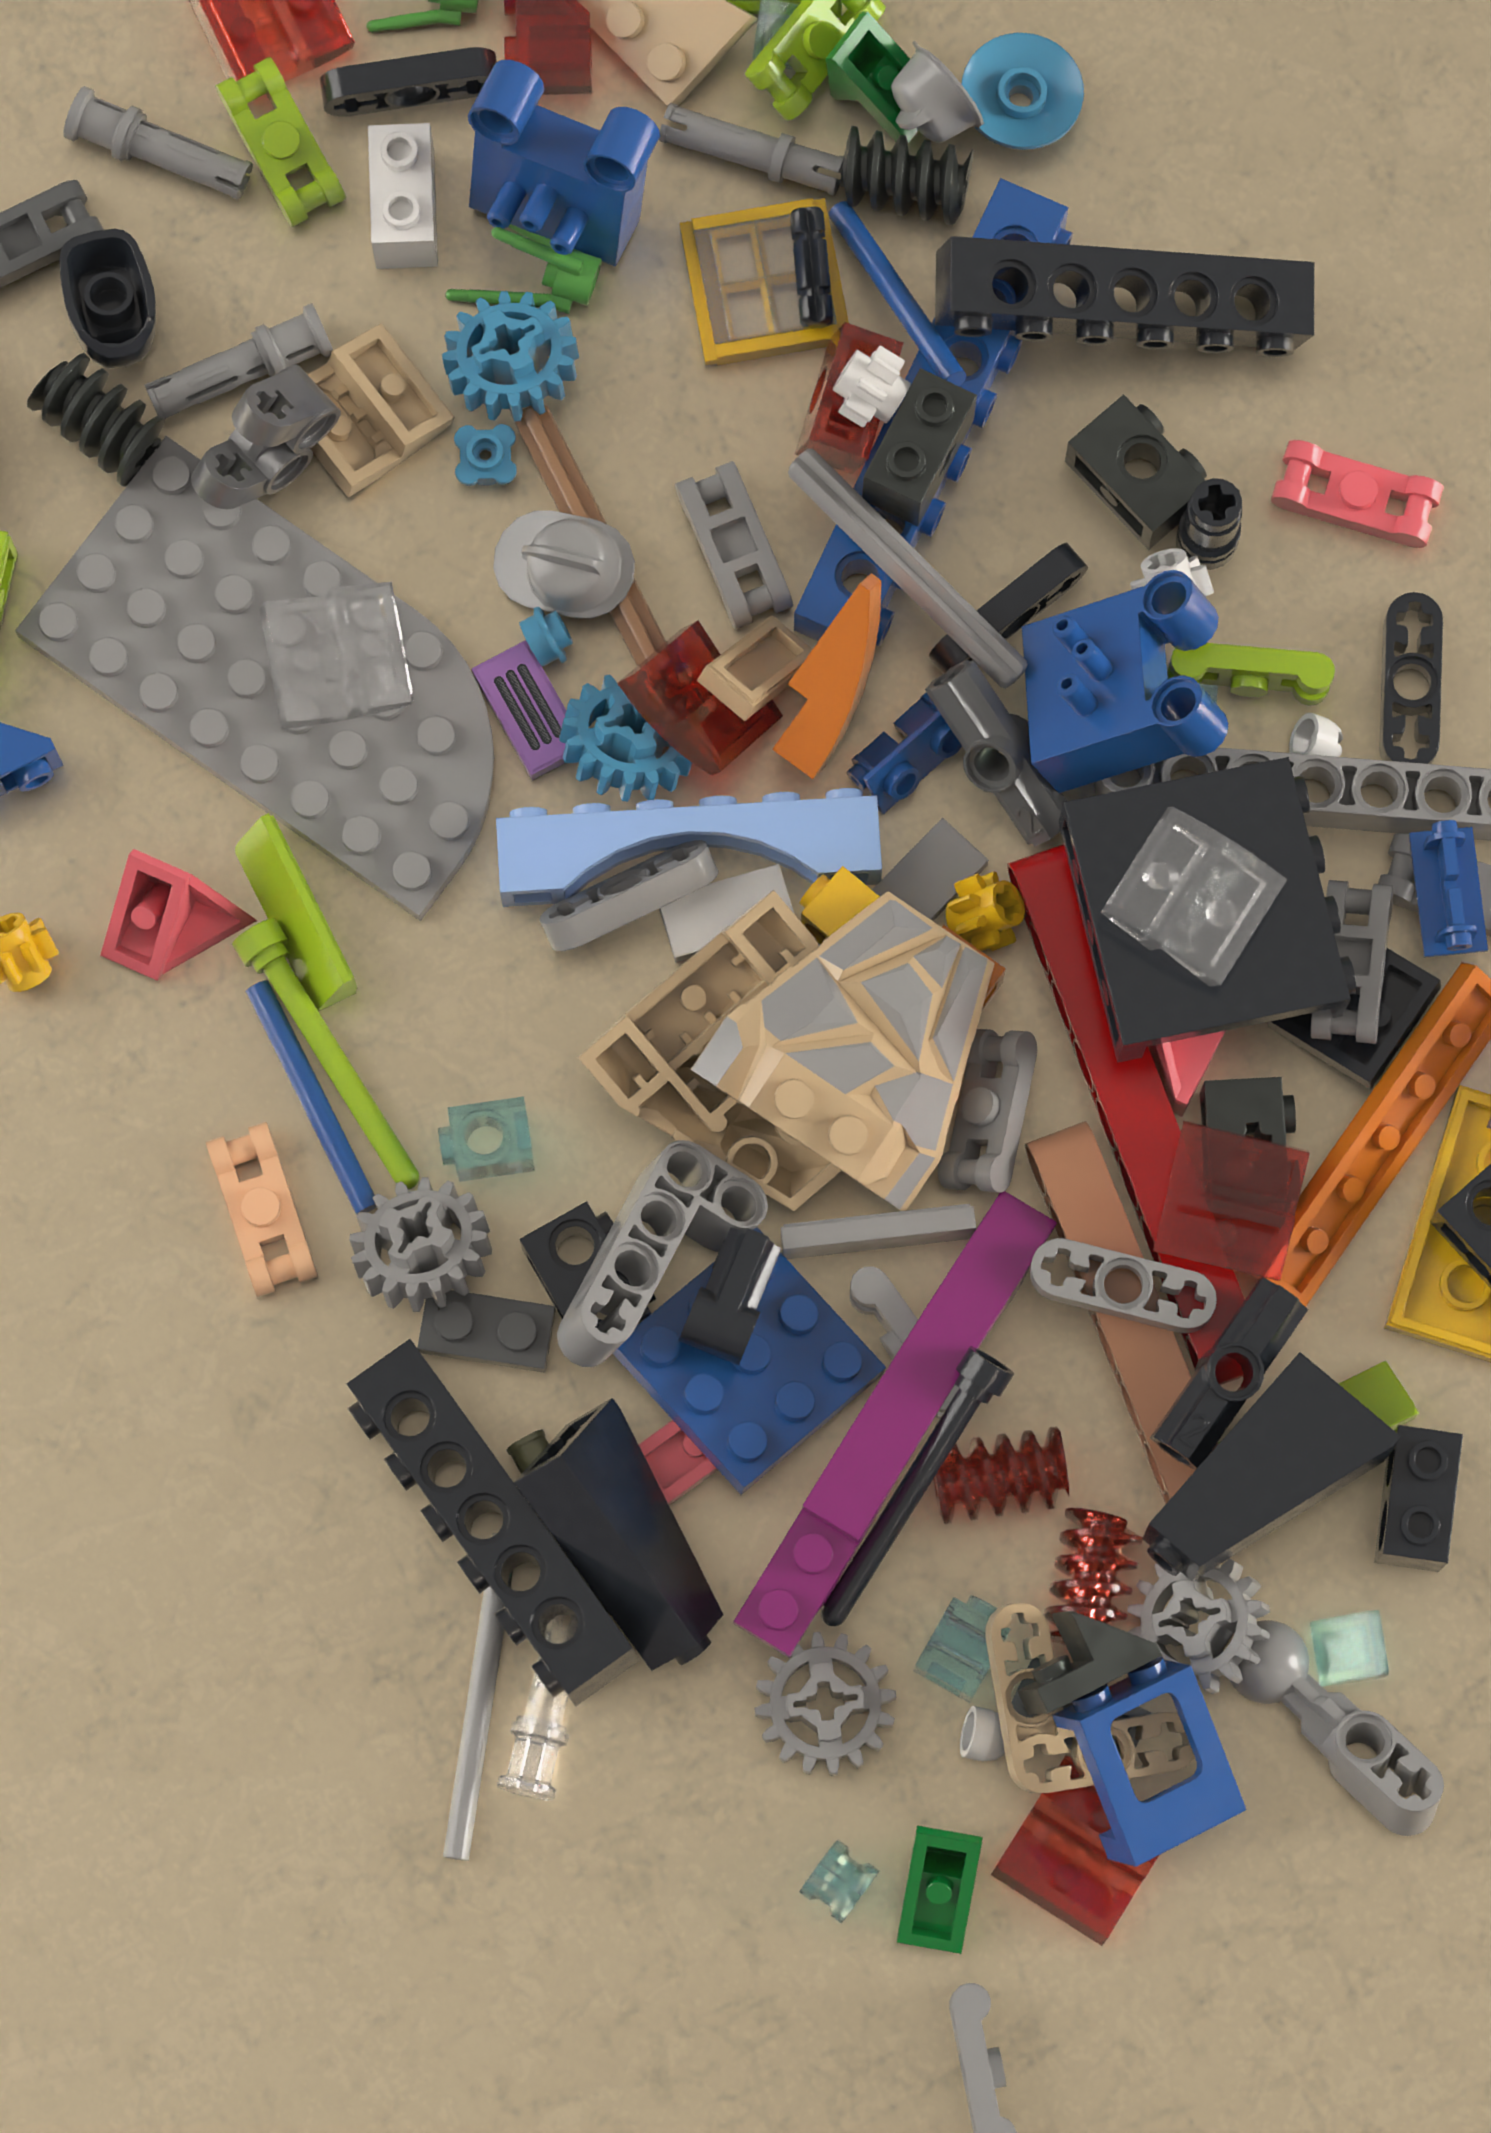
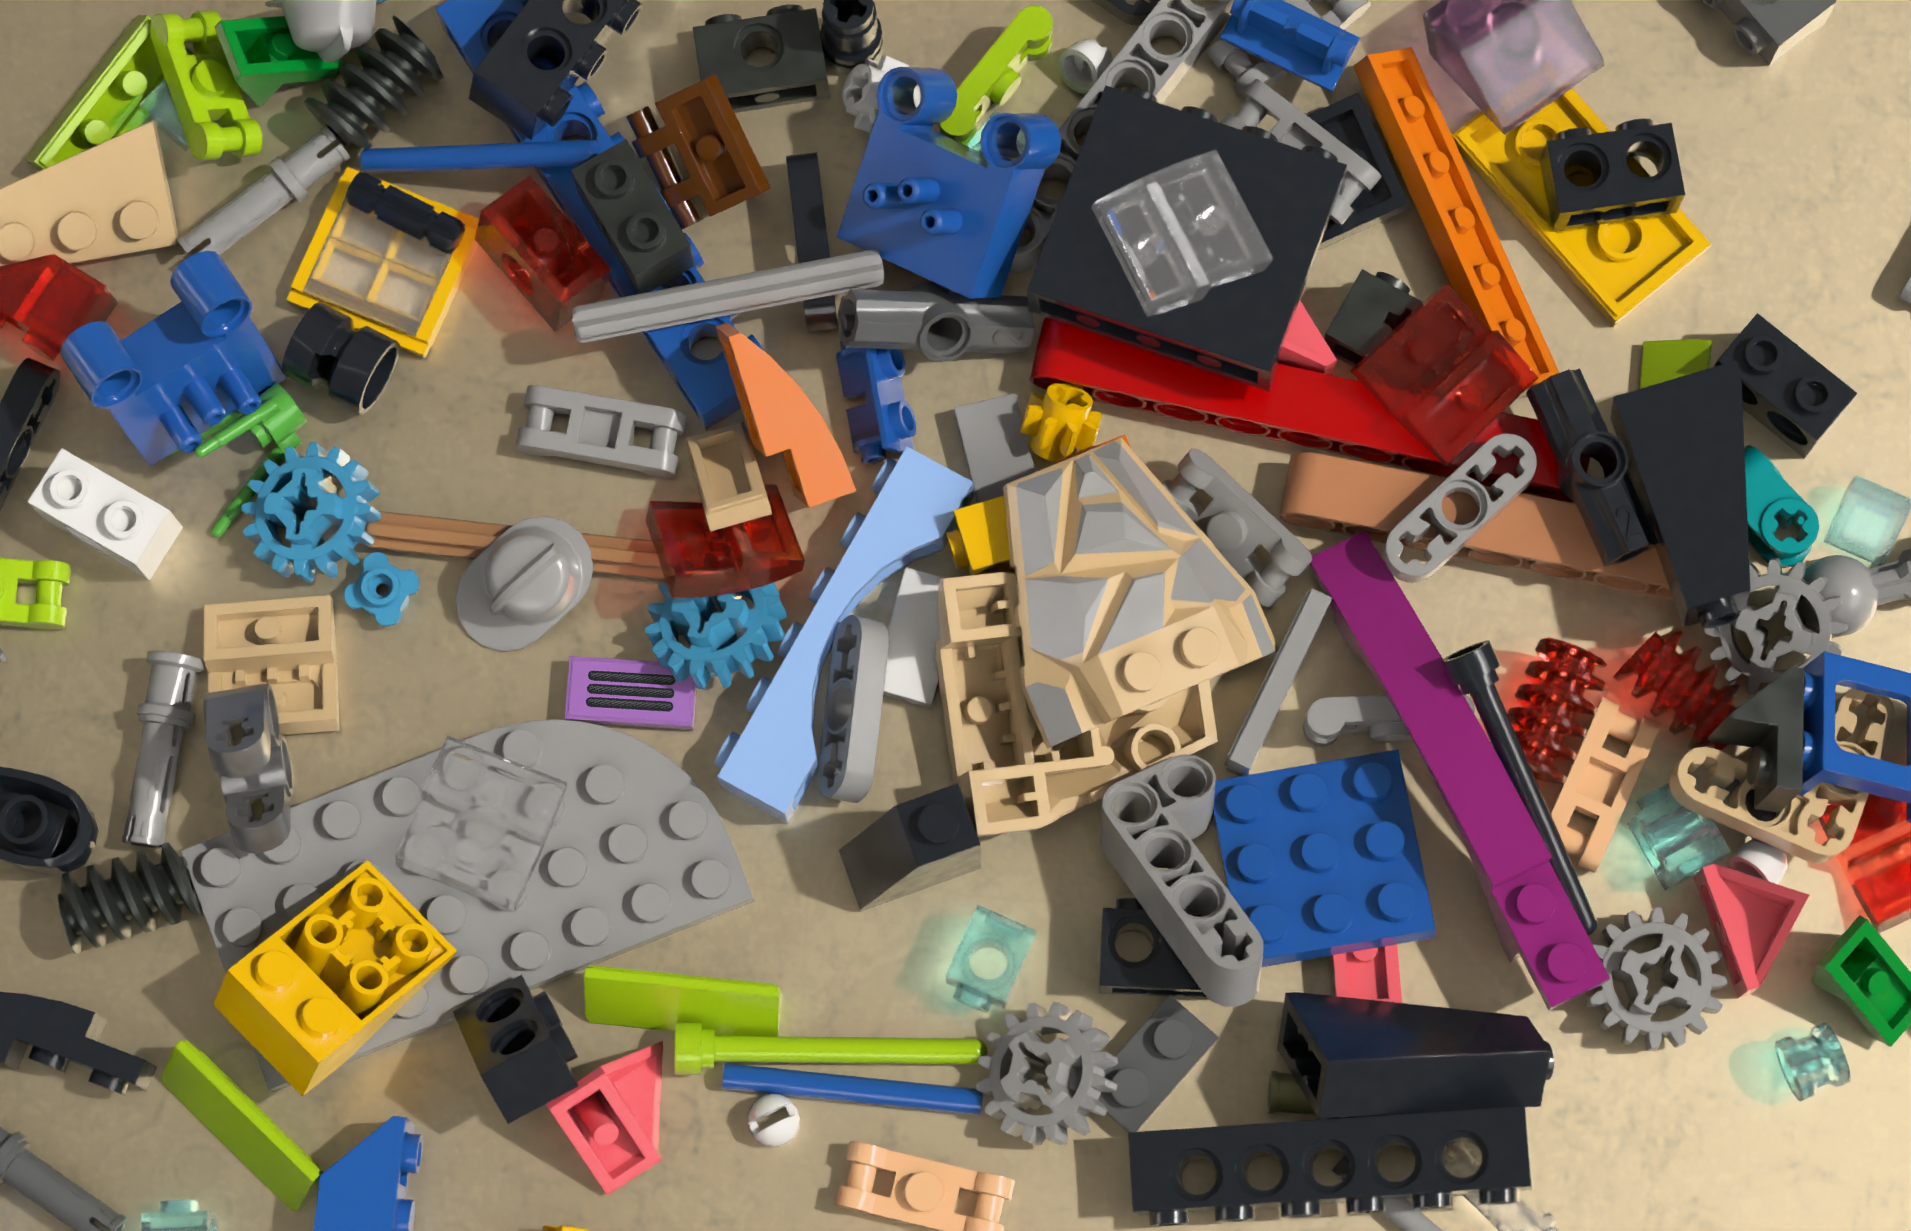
camera: 55 degrees left, 0 degrees up
(134, 617) = (332, 977): none -> yellow slope
(167, 799) = (518, 1047): none -> black brick
(240, 1062) = (780, 1132): none -> white hinge
(540, 1017) = (912, 848): none -> black slope
(546, 636) = (578, 636): dark azure plate -> none
(655, 288) = (335, 355): none -> black wheel
(727, 1307) = (1276, 849): black piece -> none
(871, 386) = (557, 221): white gear -> none
(925, 1753) = (1748, 921): none -> coral slope
(968, 1556) = (1602, 781): none -> light nougat plate
(1029, 473) = (710, 145): none -> reddish brown plate
(1303, 1546) = (1775, 504): none -> teal piece

